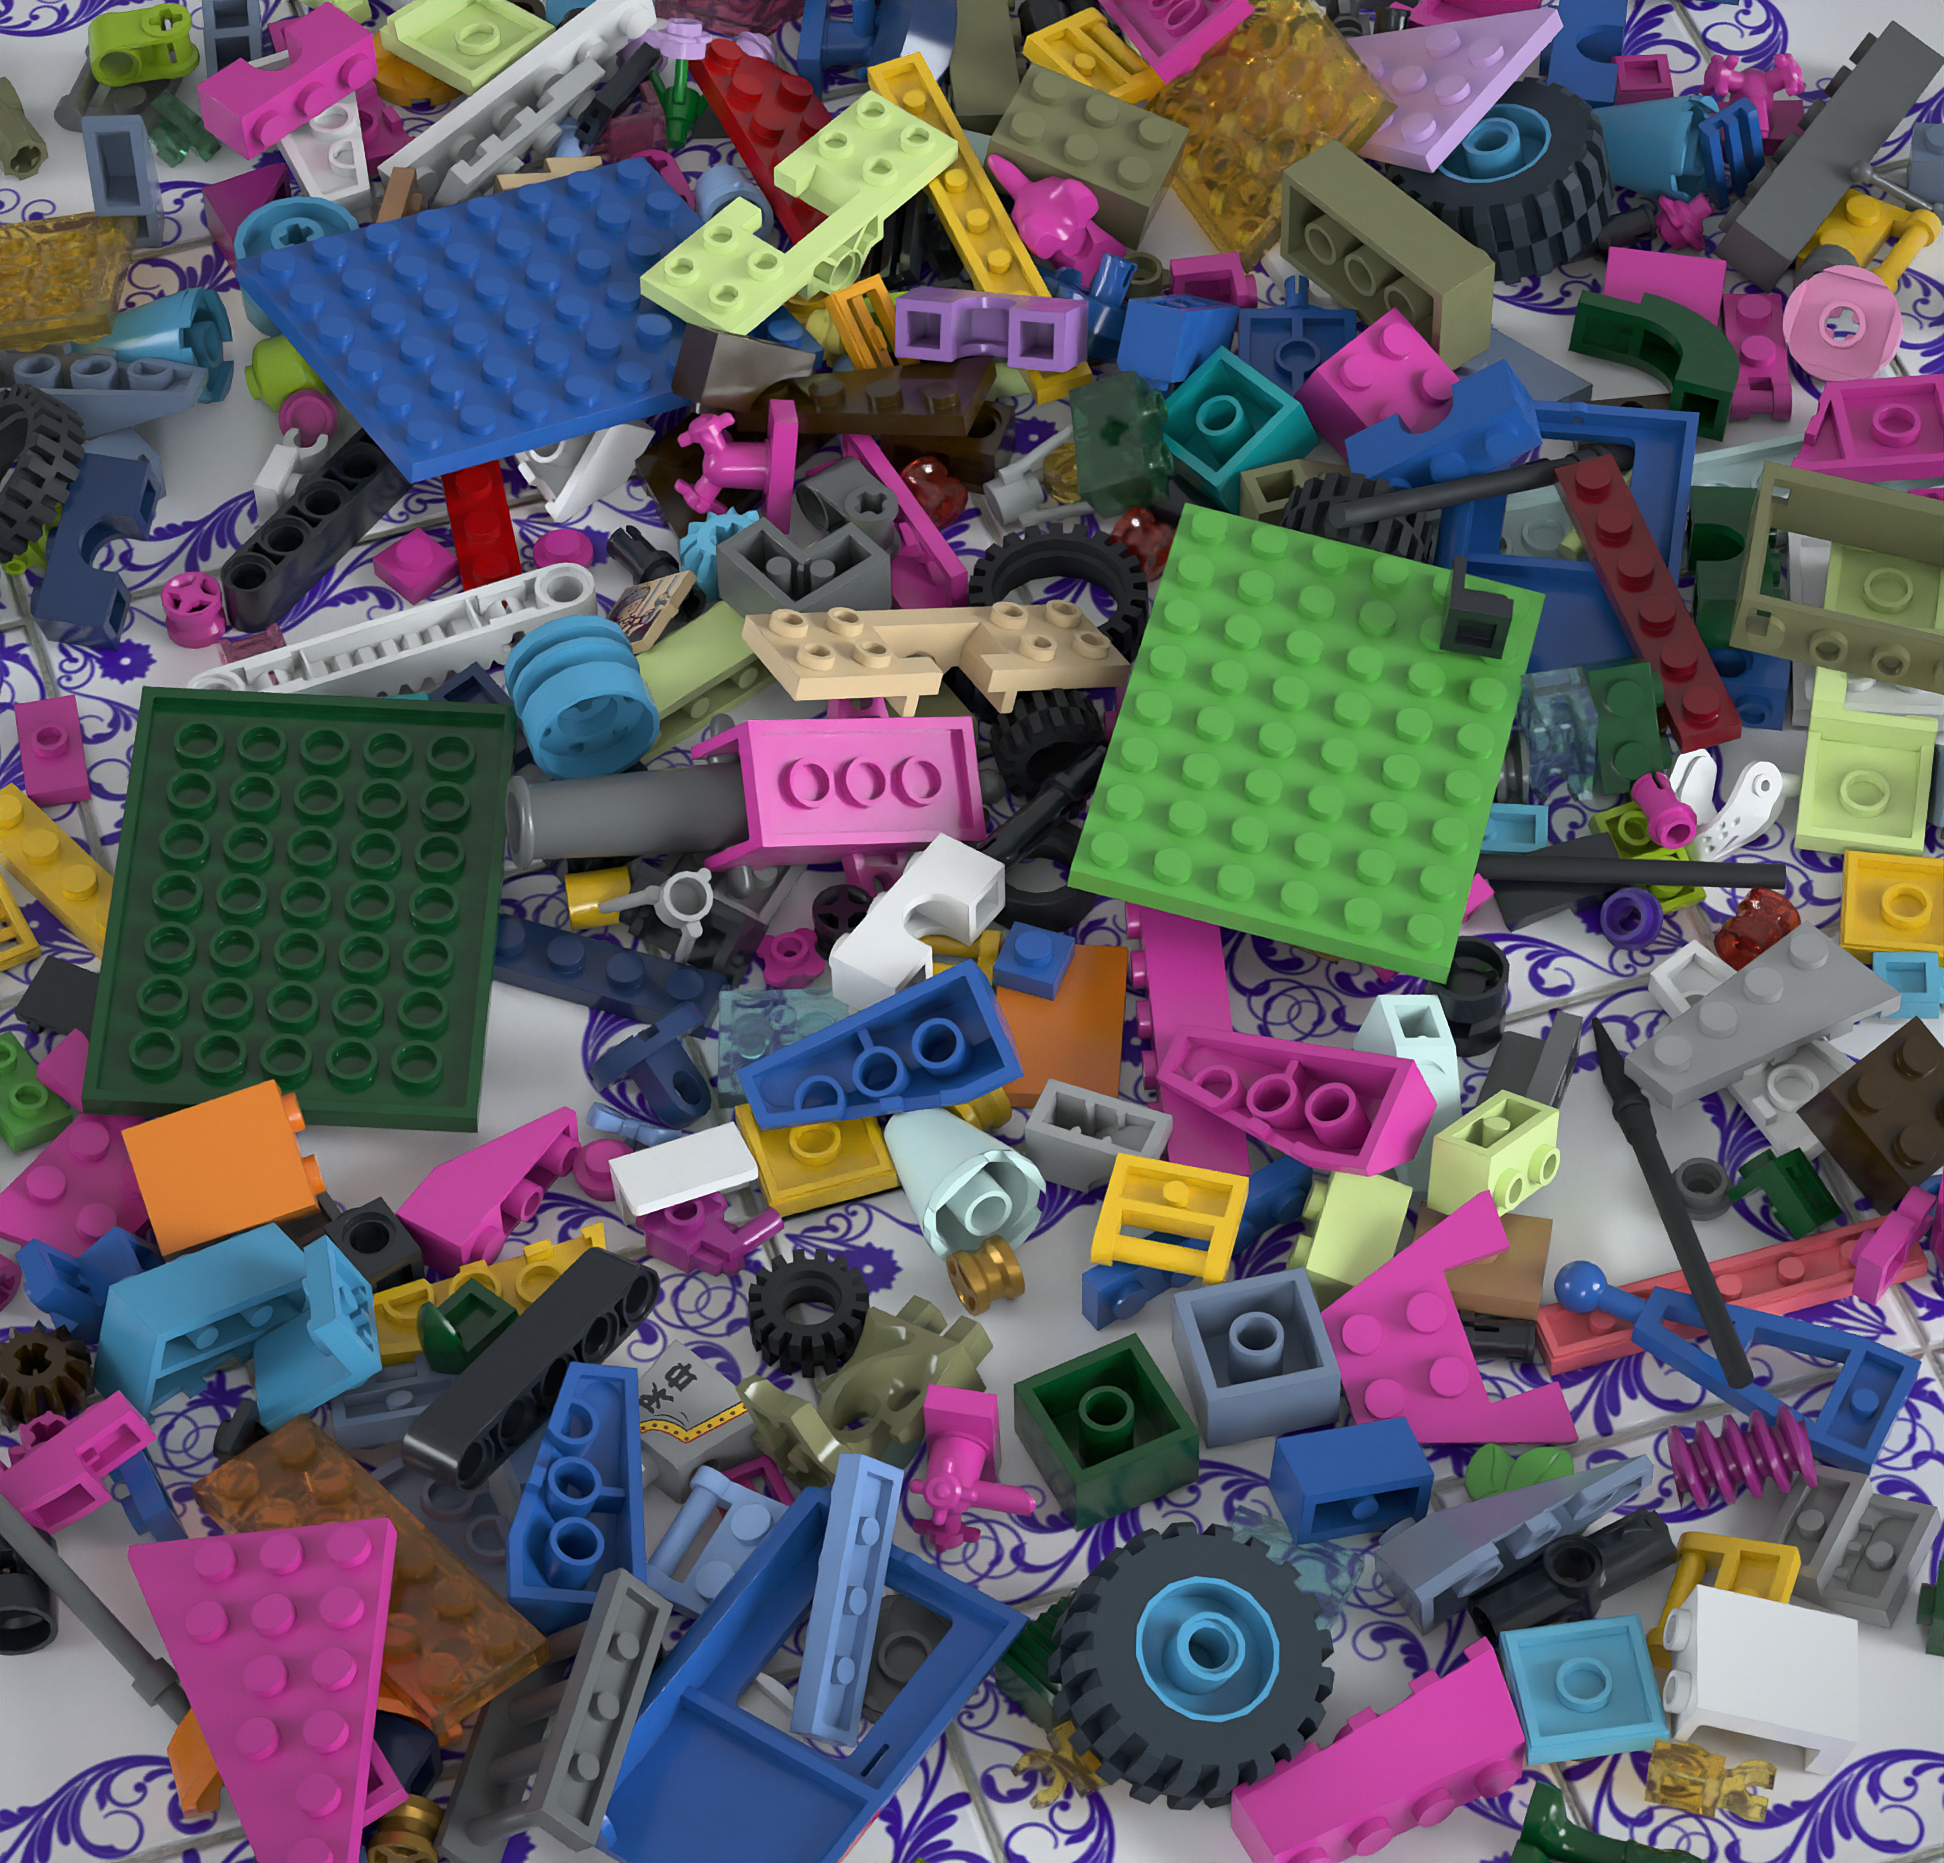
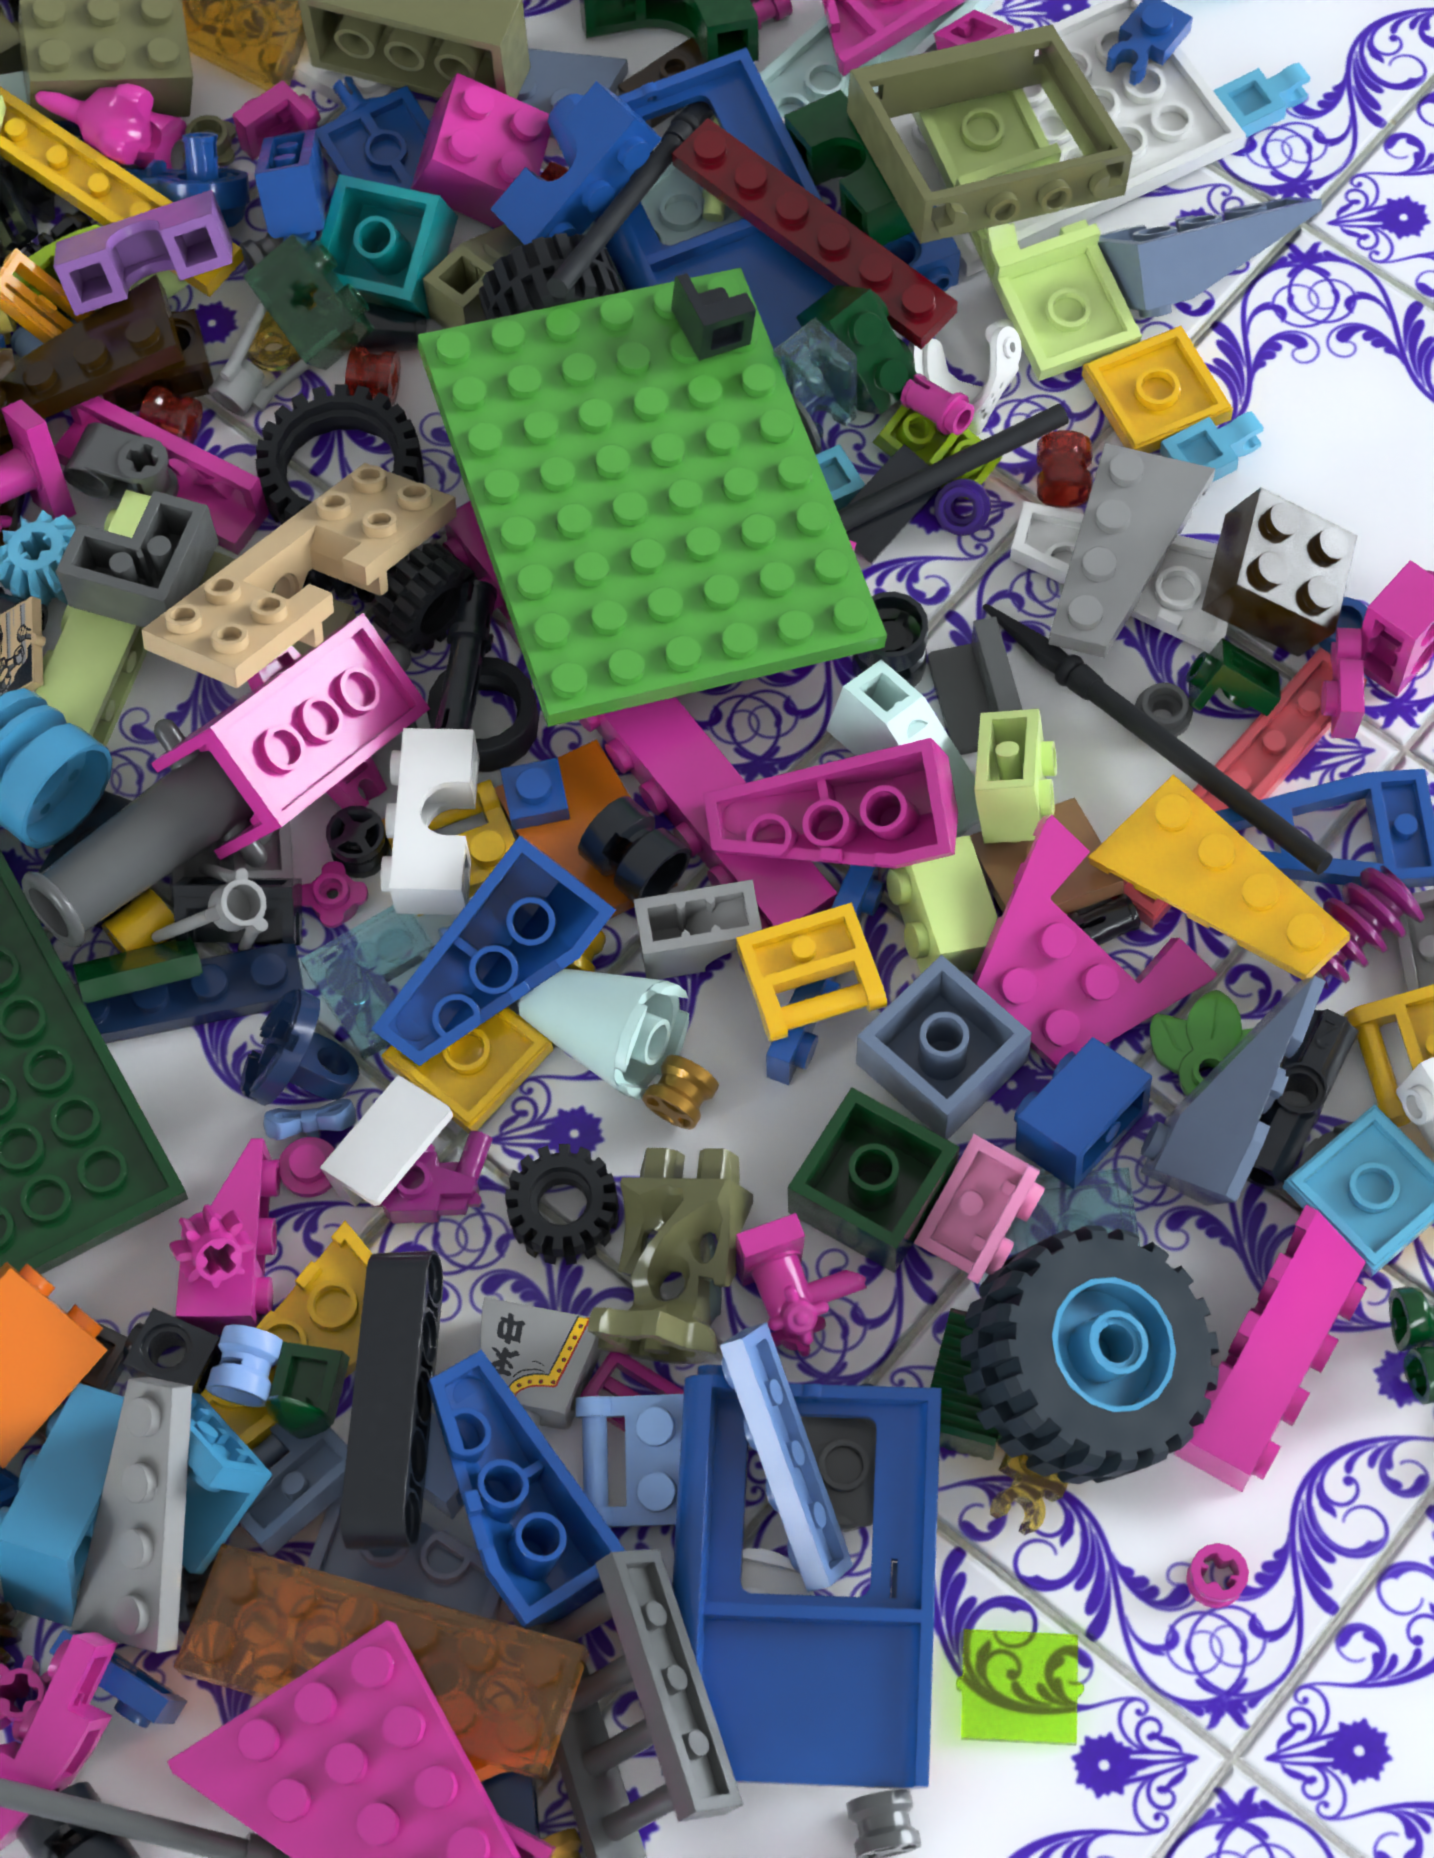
camera: 30 degrees left, 15 degrees up
(234, 1357) = (138, 1533): none -> light grey wing
(429, 1276) = (244, 1365): none -> light blue wheel
(455, 1179) = (211, 1246): none -> dark pink gear
(565, 922) = (137, 970): none -> dark green tile
(1085, 1040) = (627, 844): none -> black wheel
(1202, 1489) = (979, 1208): none -> bright pink bracket
(1623, 1338) = (1205, 868): none -> yellow wing

